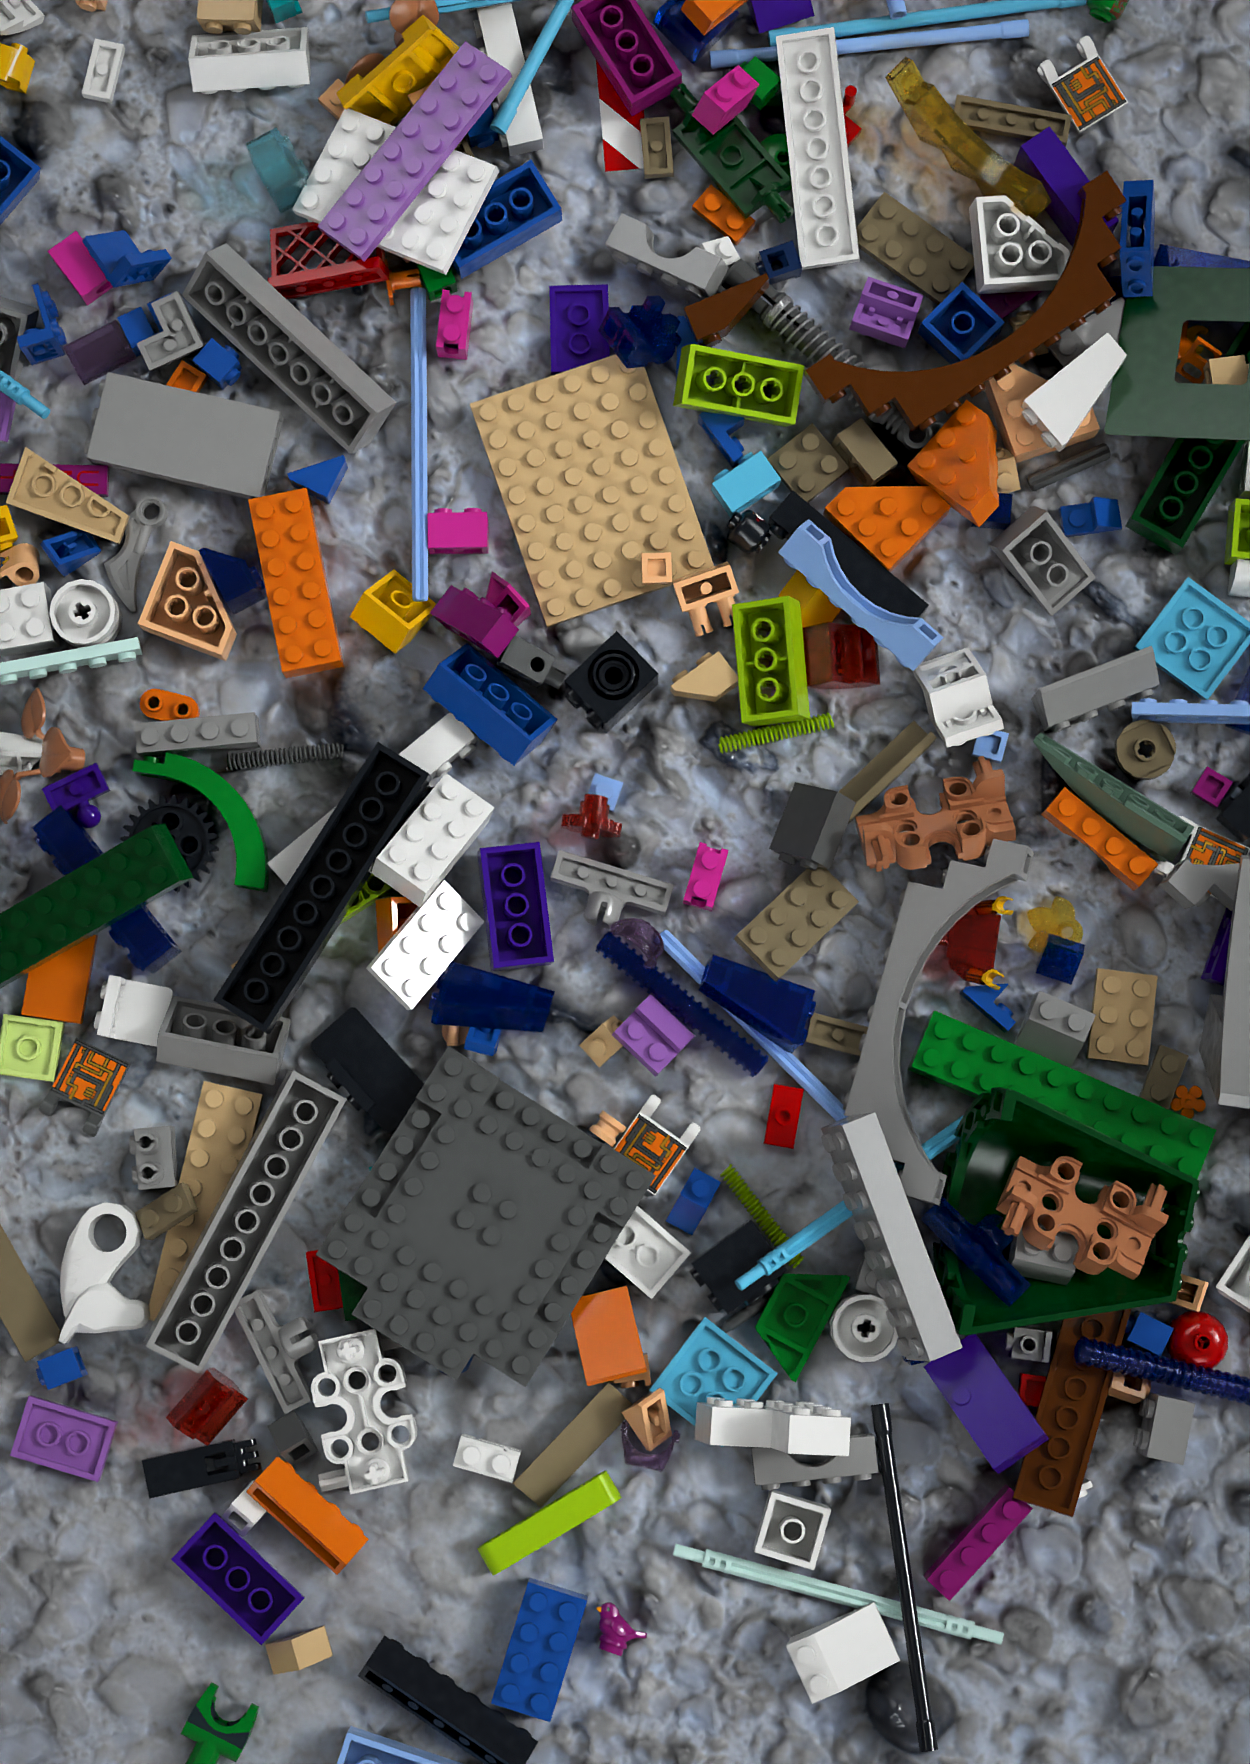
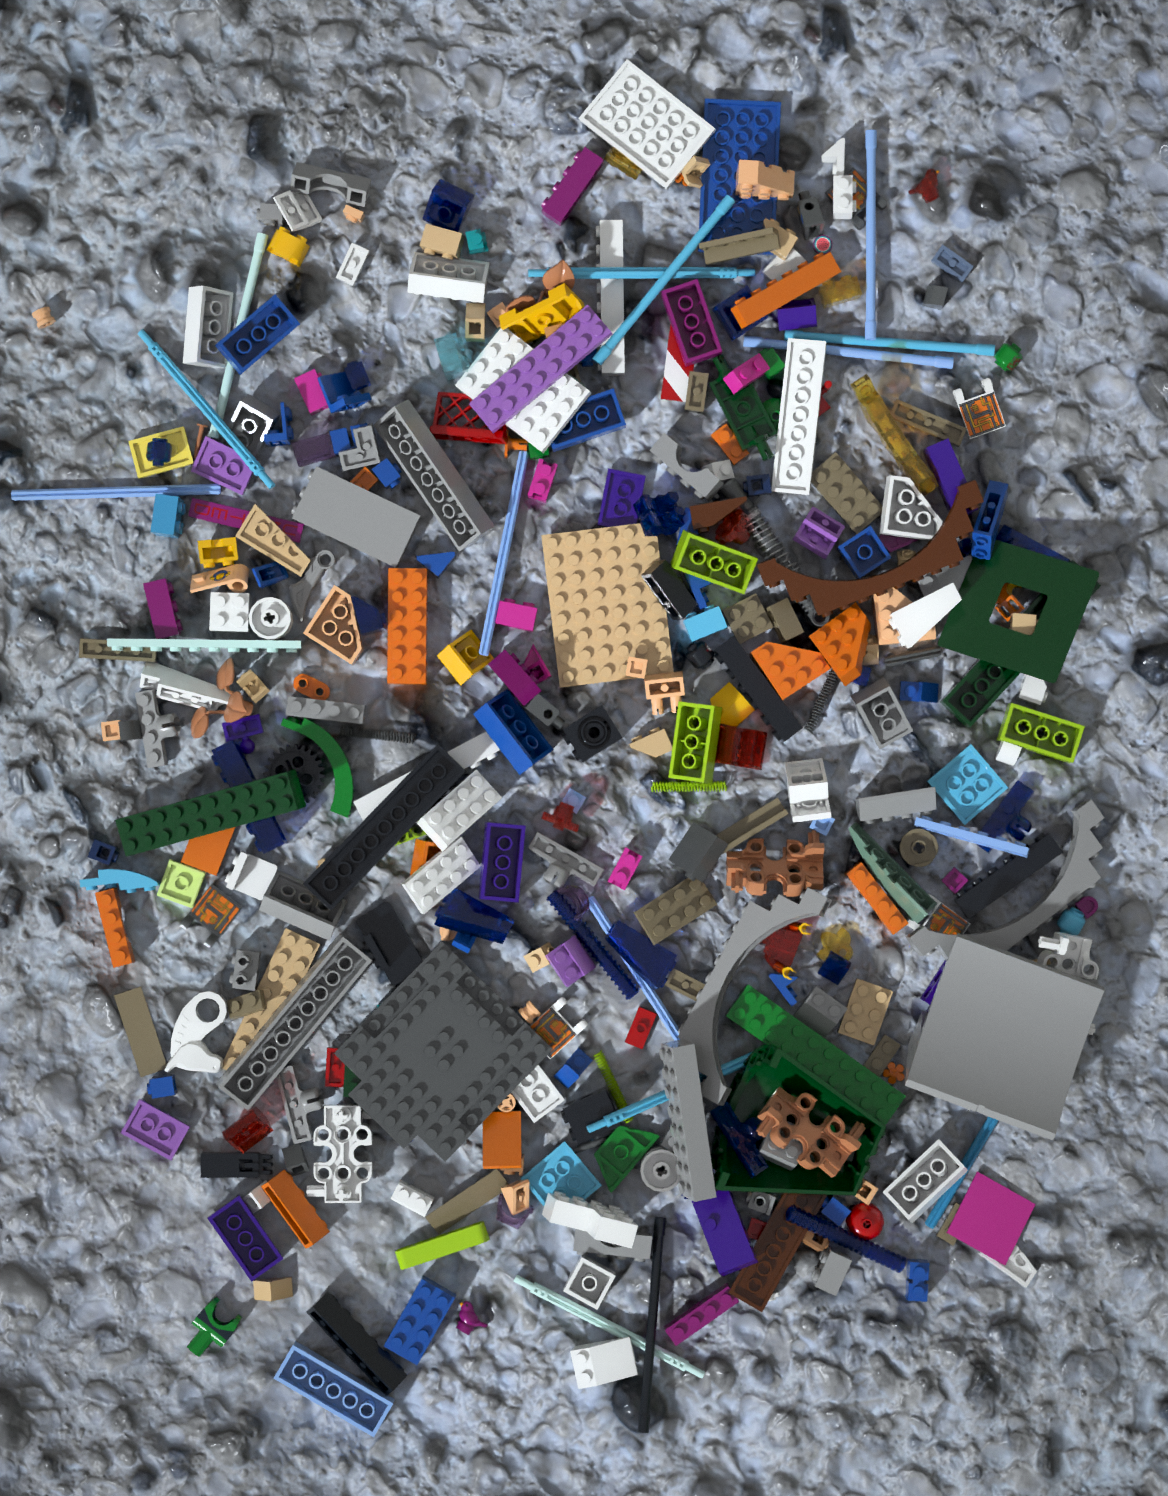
camera: 15 degrees right, 5 degrees up
(78, 722) = (253, 685): none -> tan bracket
(143, 229) = (357, 375): none -> clear blue brick
(304, 117) = (475, 322): none -> tan slope
(604, 1278) = (507, 1104): none -> light nougat wheel
(680, 442) = (669, 589): none -> black brick
(758, 330) = (733, 529): none -> clear red plant
(814, 556) = (737, 684): light blue arch -> none
(958, 519) = (820, 700): none -> dark grey piece

